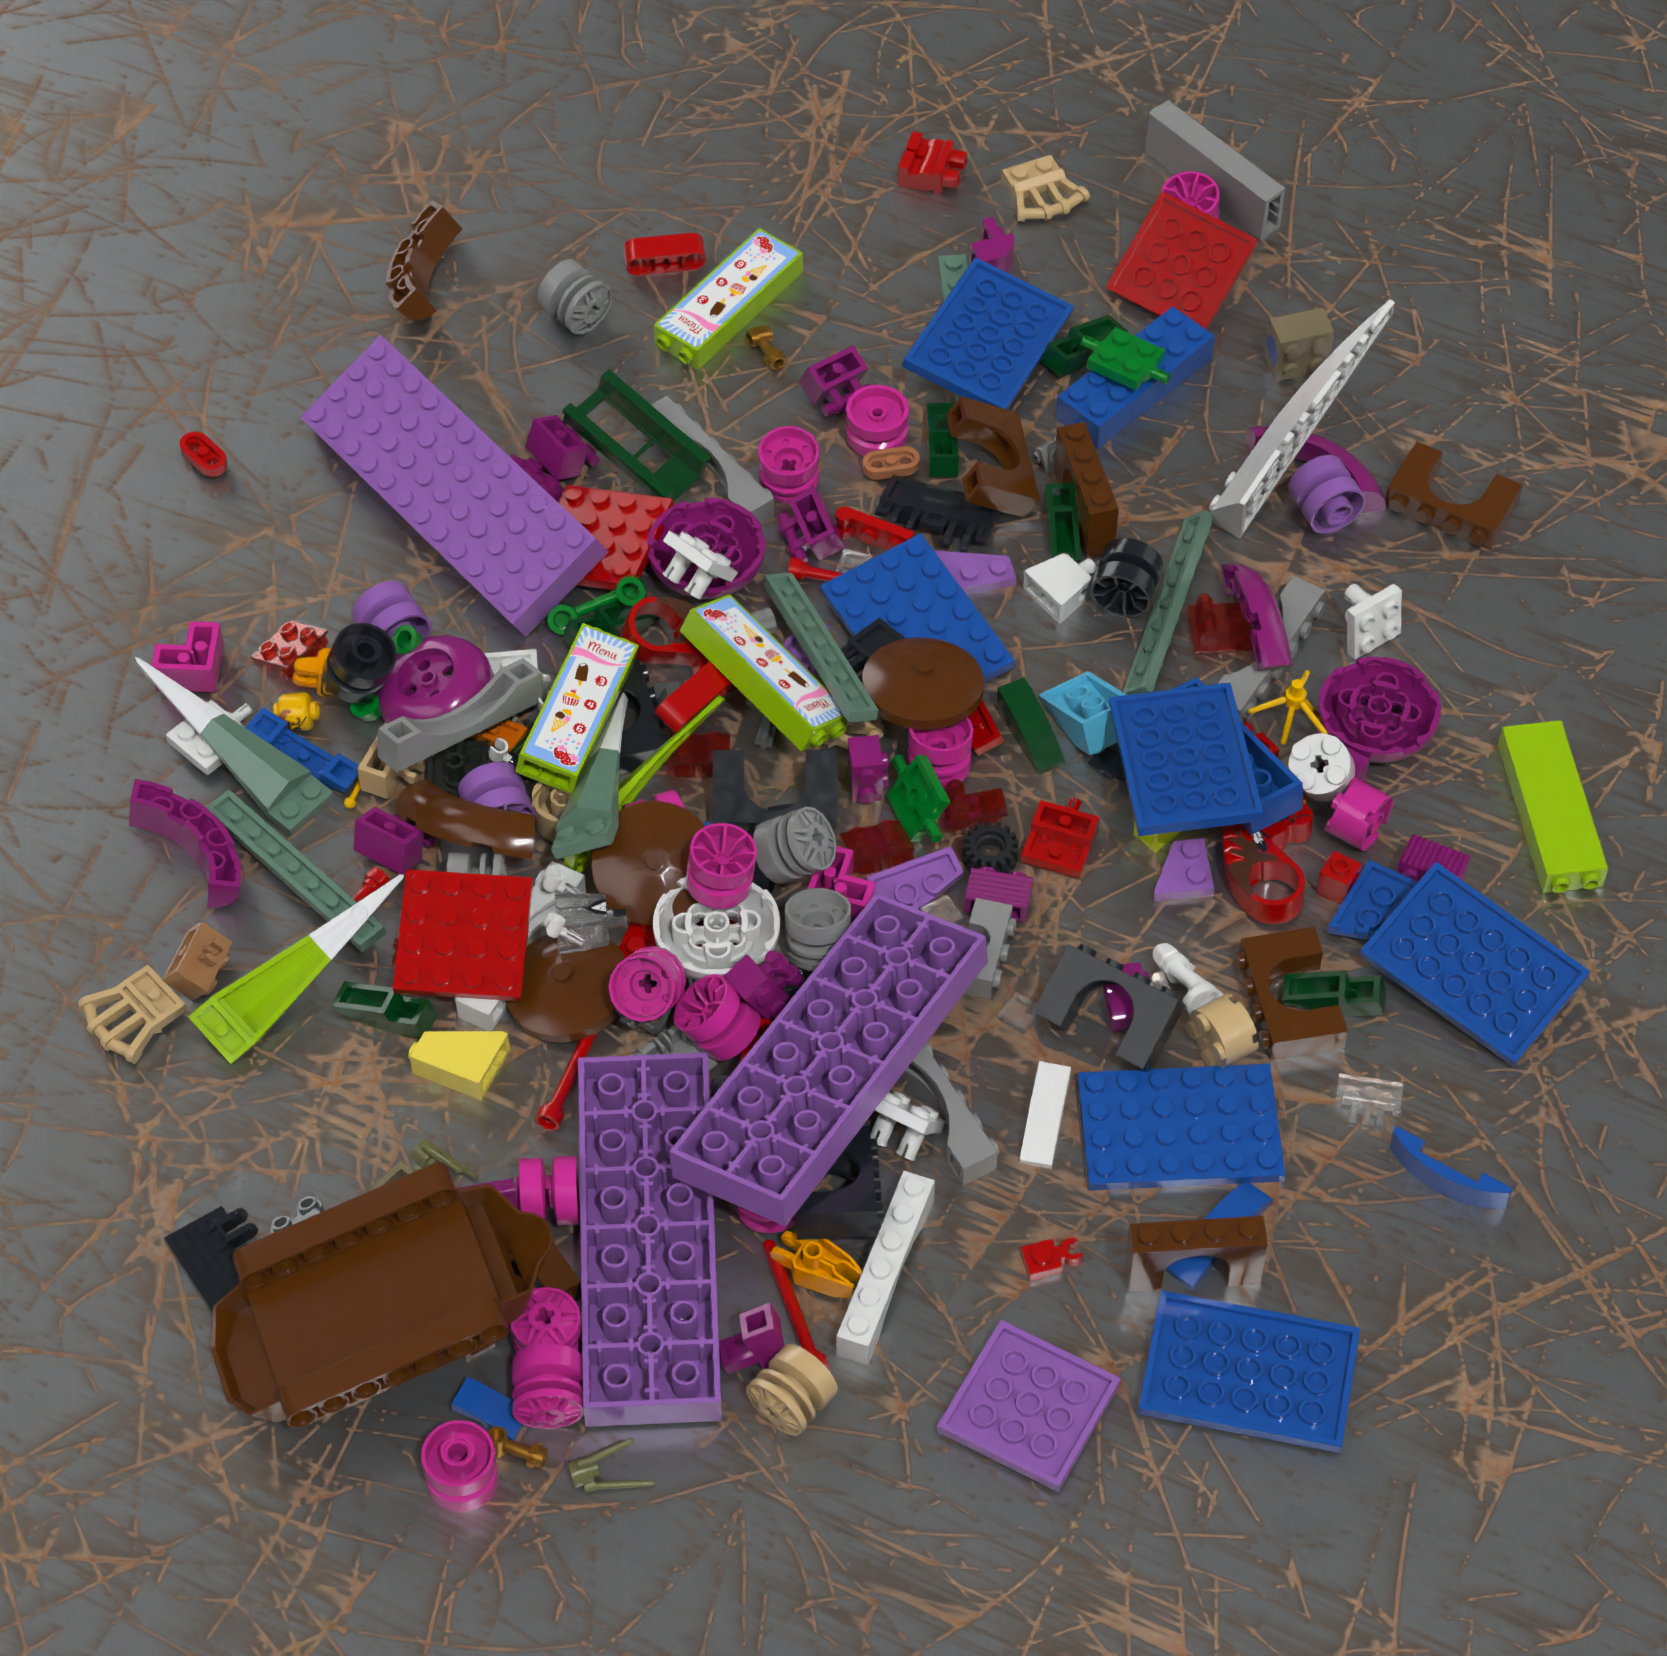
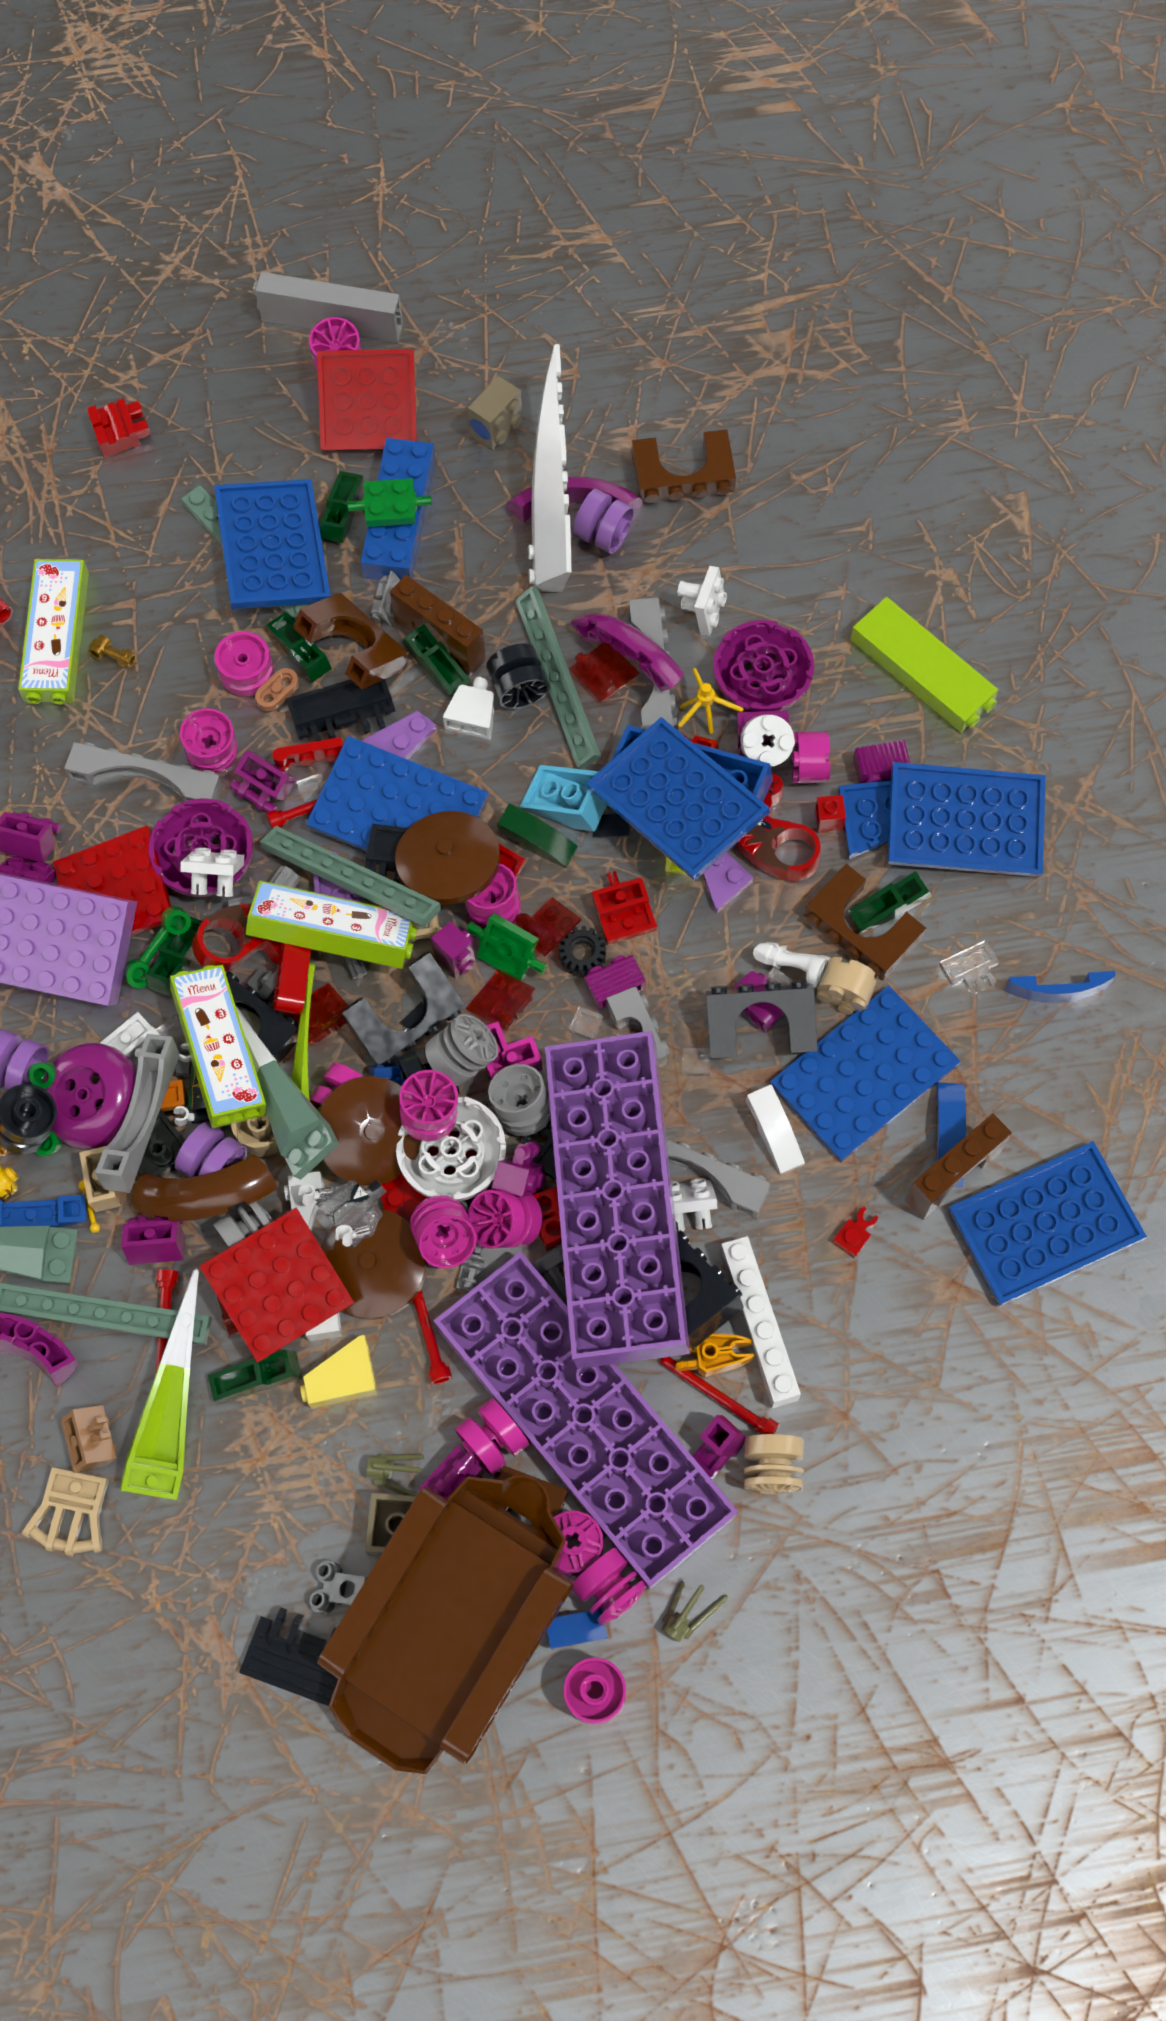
camera: 35 degrees left, 15 degrees up
(535, 1454) = (603, 1649): pearl gold bar -> none
(674, 476) = (127, 796): dark green piece -> none
(832, 376) = (183, 647): magenta brick -> none
(920, 879) = (551, 1012): medium lavender wing -> none
(995, 246) = (219, 467): magenta brick -> none
(1029, 1405) = (928, 1353): medium lavender plate -> none
(1038, 177) = (202, 388): tan plate -> none

